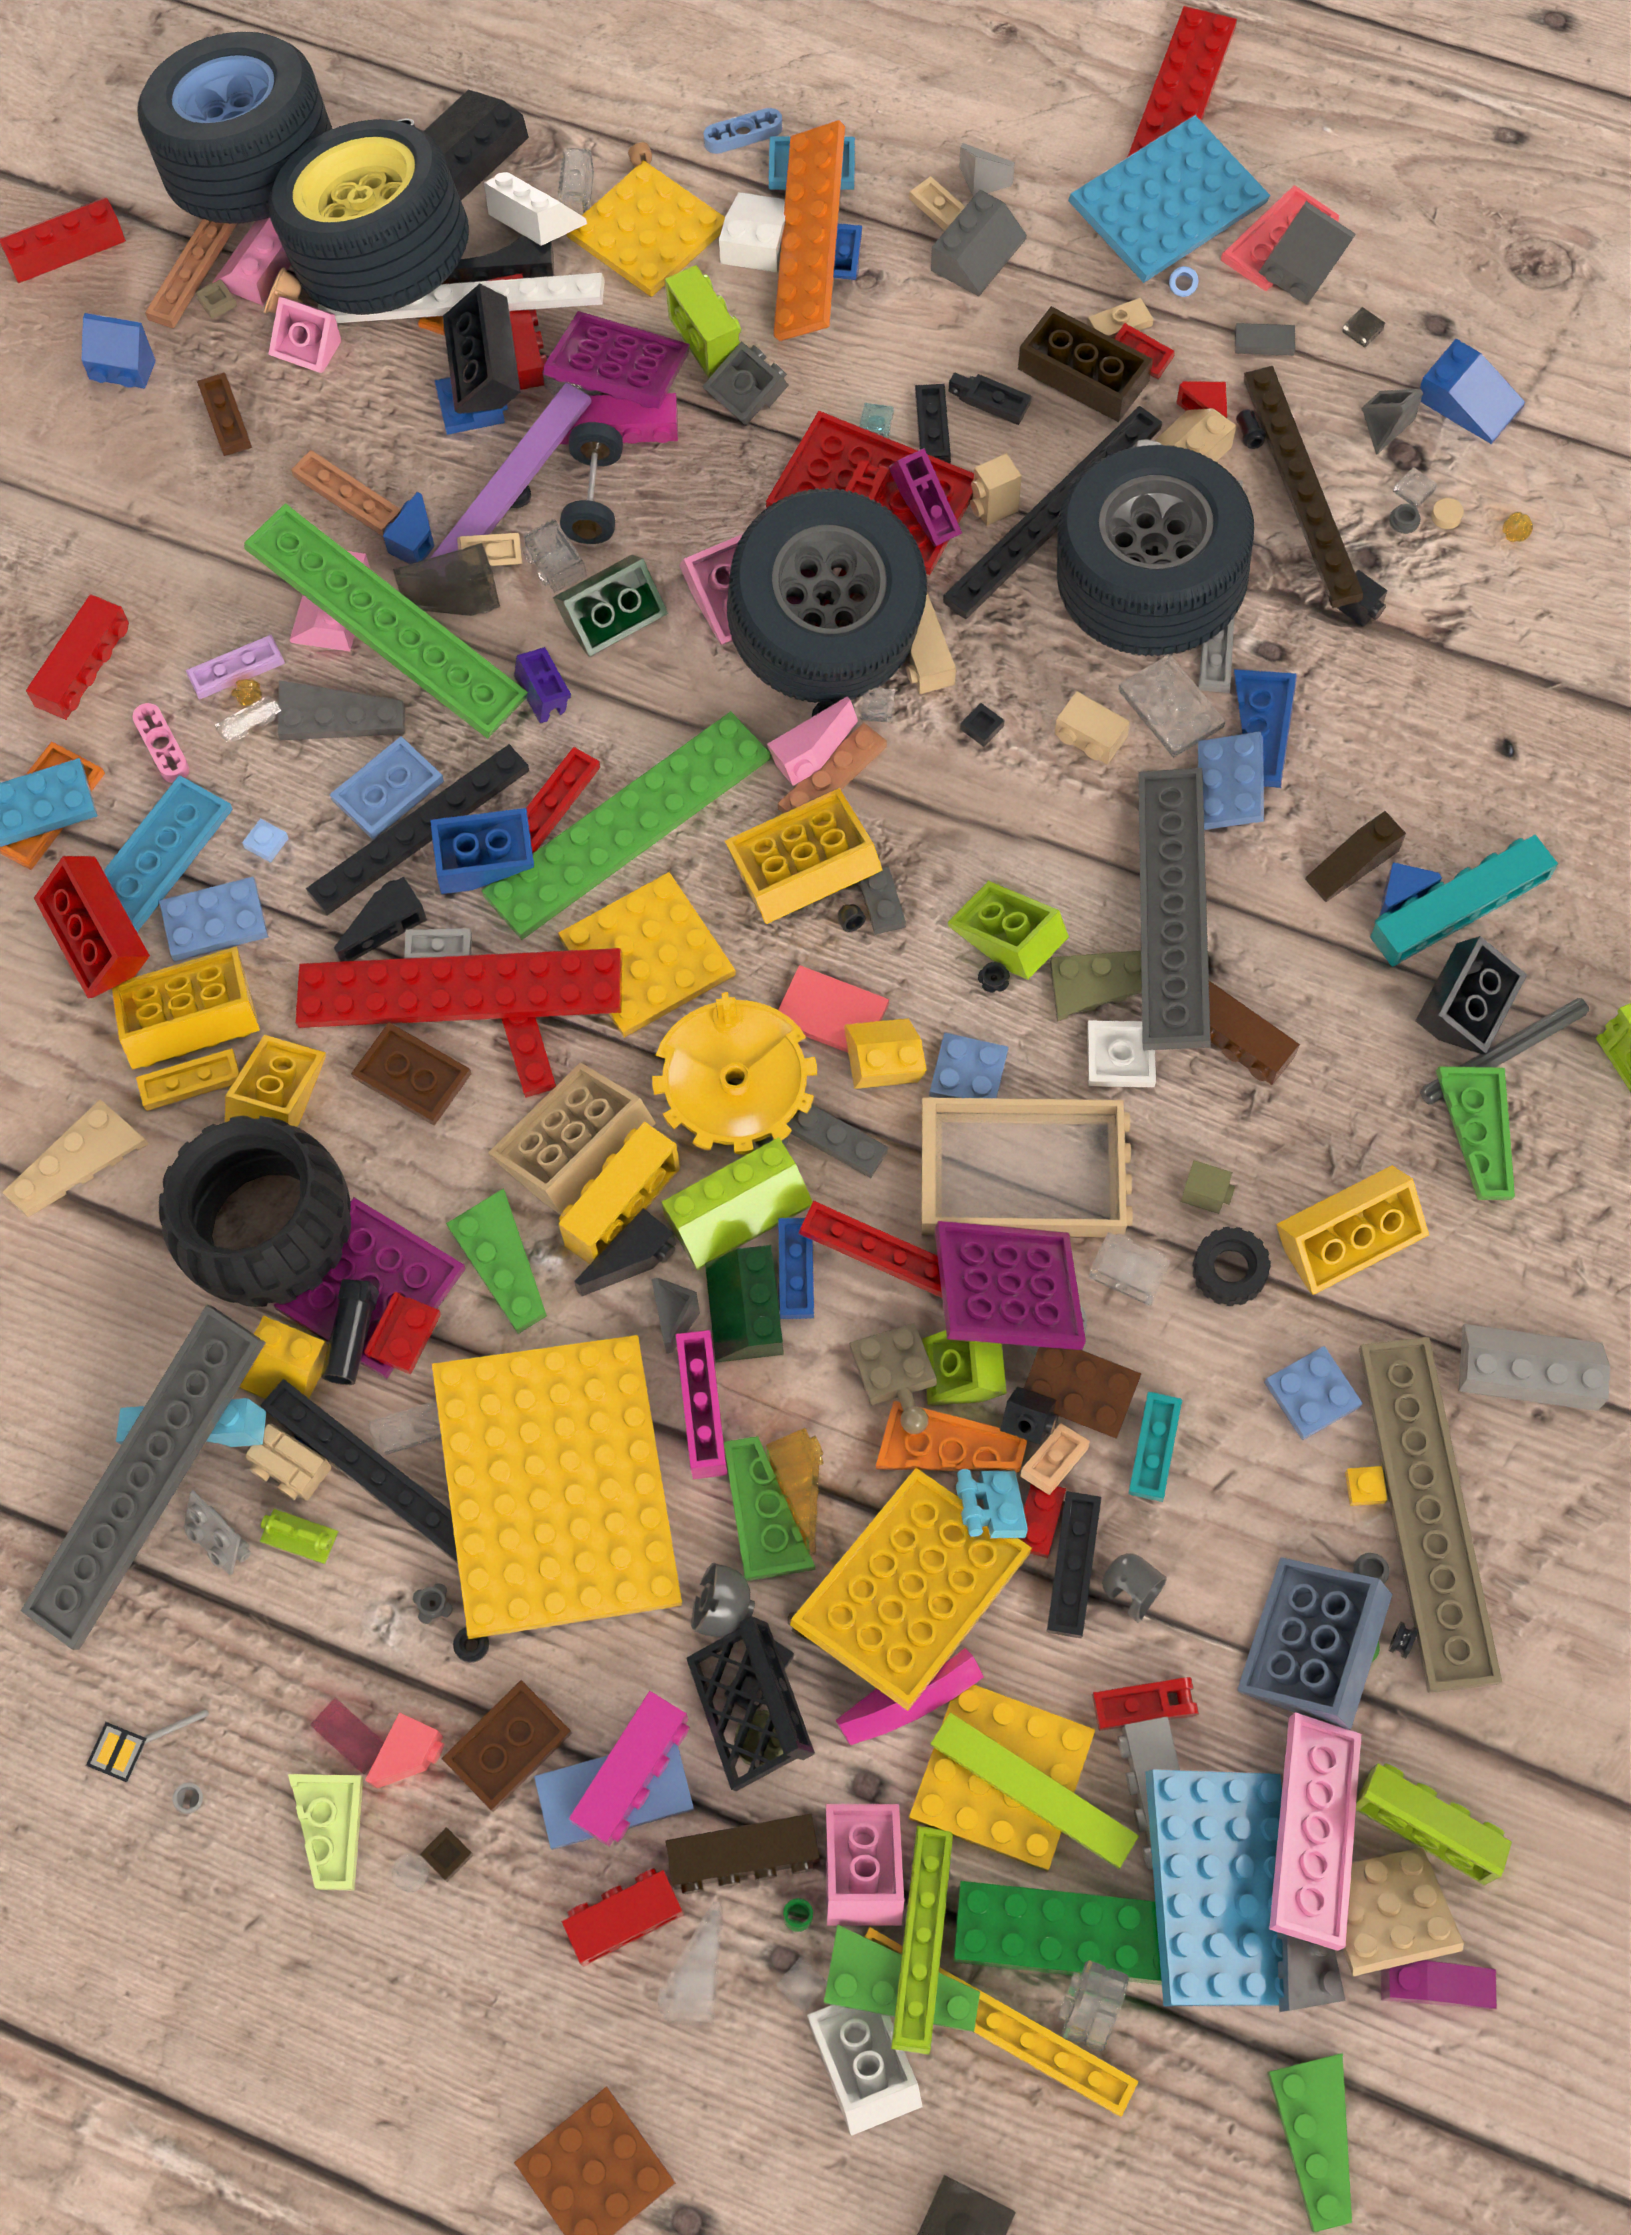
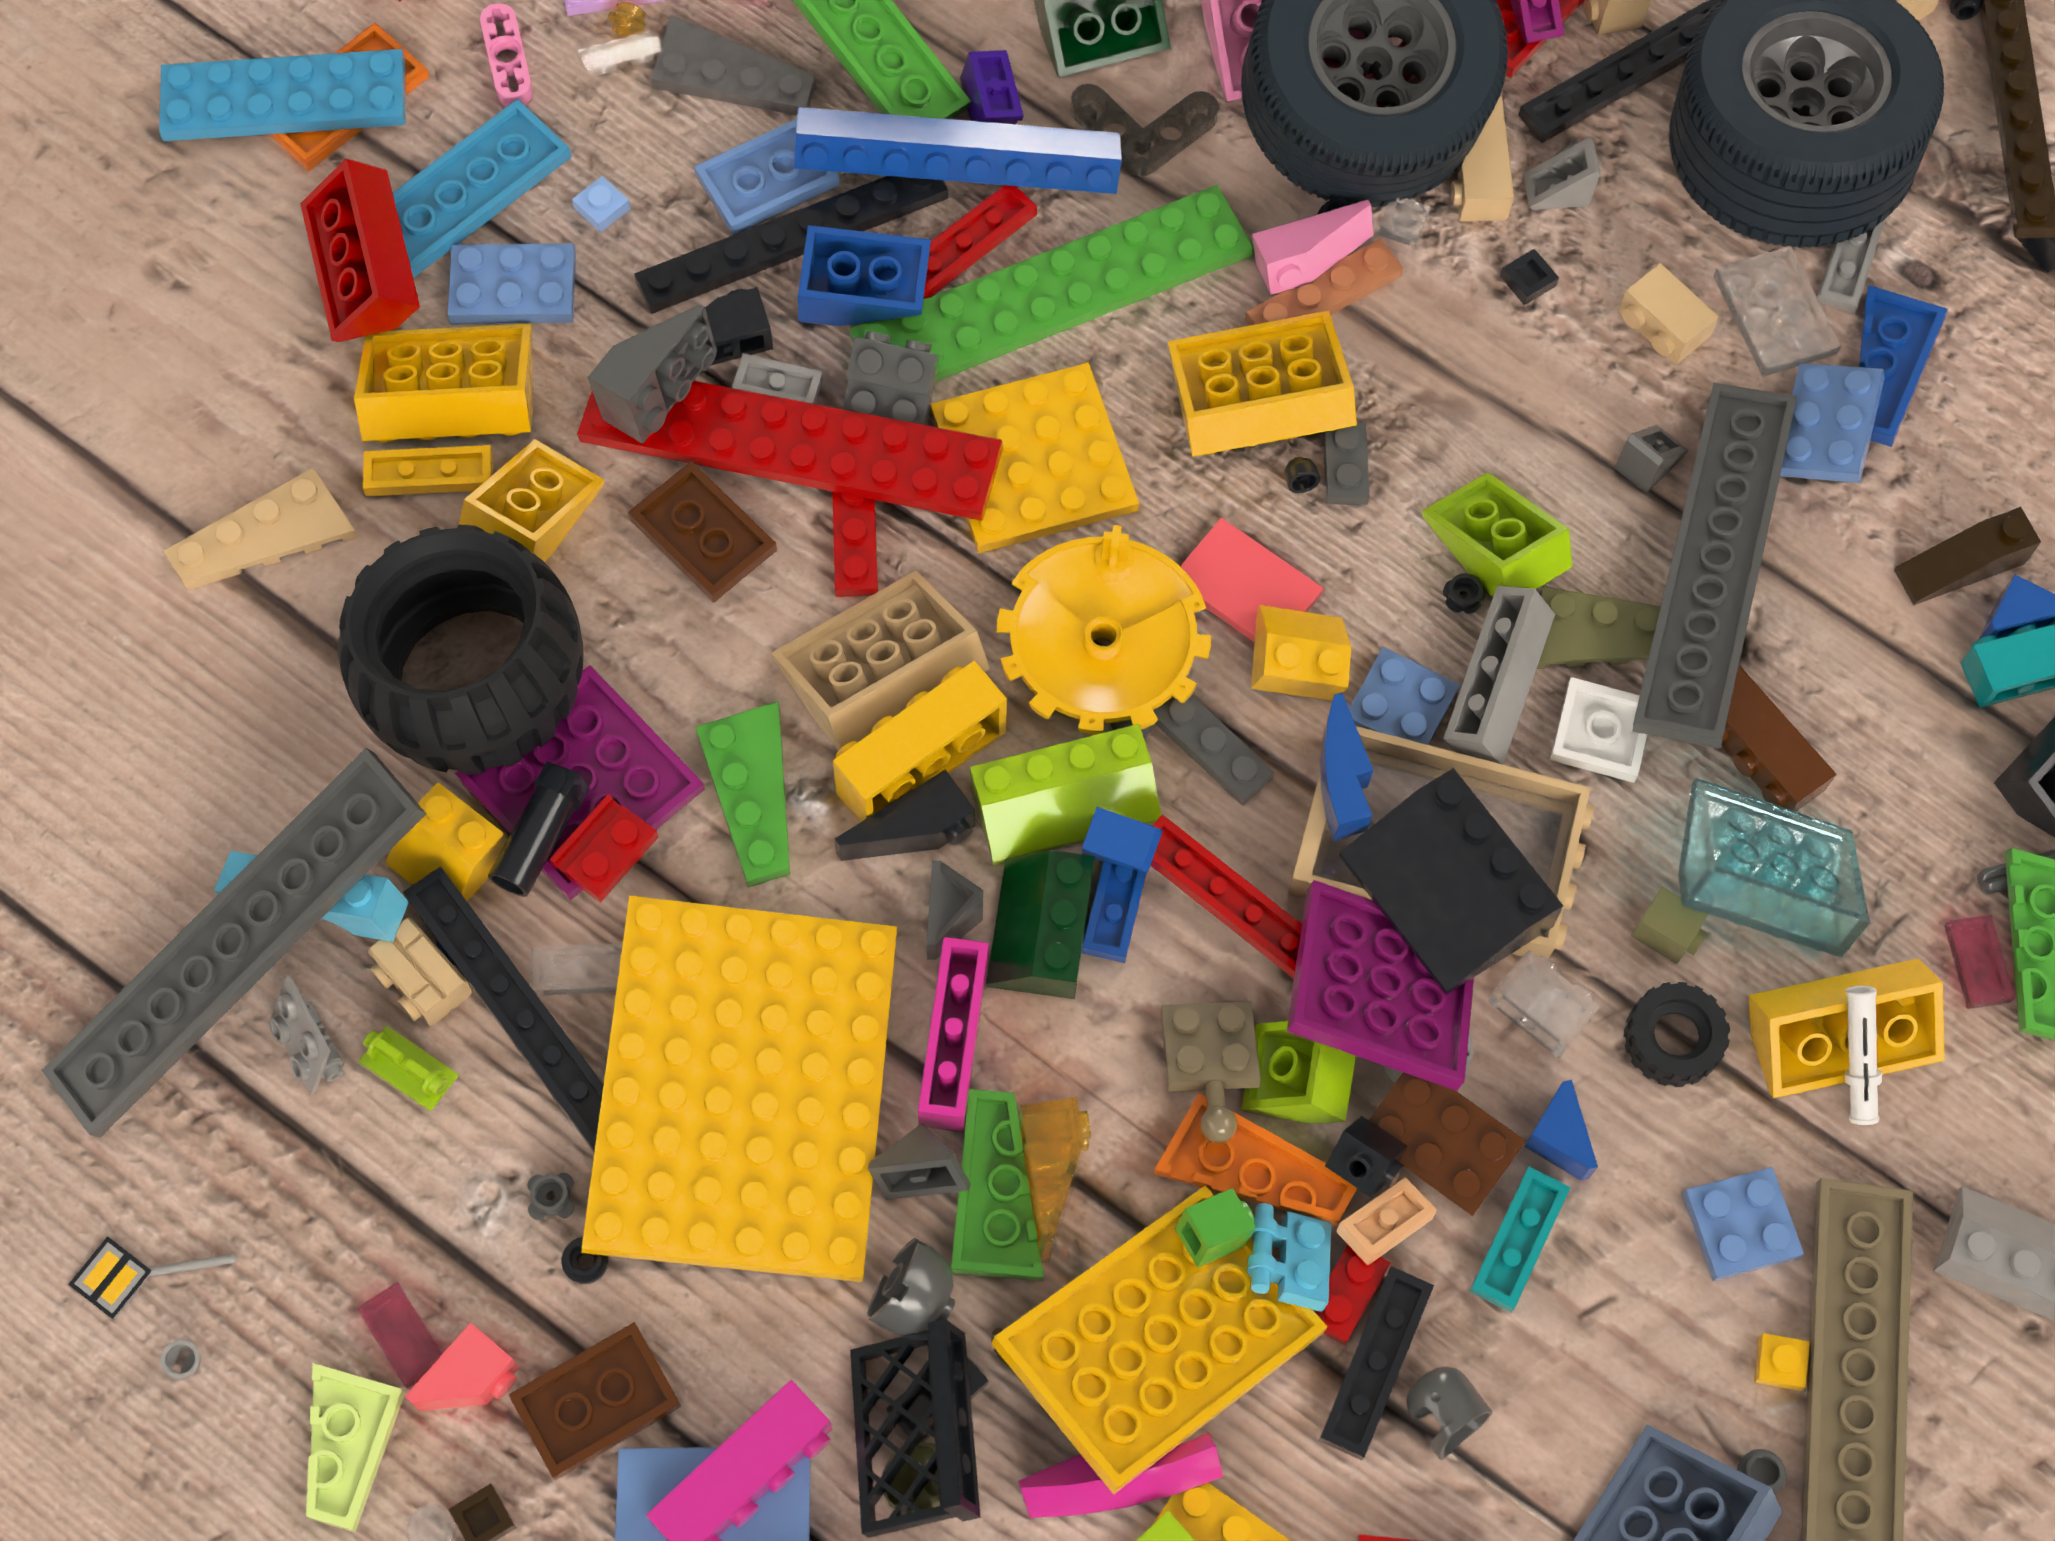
camera: 10 degrees right, 0 degrees up
(342, 963) = (652, 372): none -> dark grey slope
(524, 921) = (891, 378): none -> dark grey plate
(527, 733) = (957, 150): none -> blue brick
(660, 689) = (1138, 138): none -> clear smoke beam
(701, 1509) = (918, 1167): none -> dark grey slope
(788, 1228) = (1121, 840): none -> blue slope
(931, 1496) = (1215, 1227): none -> bright green brick
(940, 1135) = (1344, 773): none -> blue slope
(989, 643) = (1565, 178): none -> light grey slope
(1036, 1032) = (1500, 674): none -> light grey brick
(1039, 1196) = (1451, 881): none -> black slope
(1105, 839) = (1649, 457): none -> dark grey slope
(1167, 1362) = (1563, 1136): none -> blue slope
(1269, 1127) = (1771, 869): none -> clear light blue slope
(1371, 1258) = (1862, 1070): none -> white pin
(1436, 1155) = (1979, 962): none -> clear pink tile

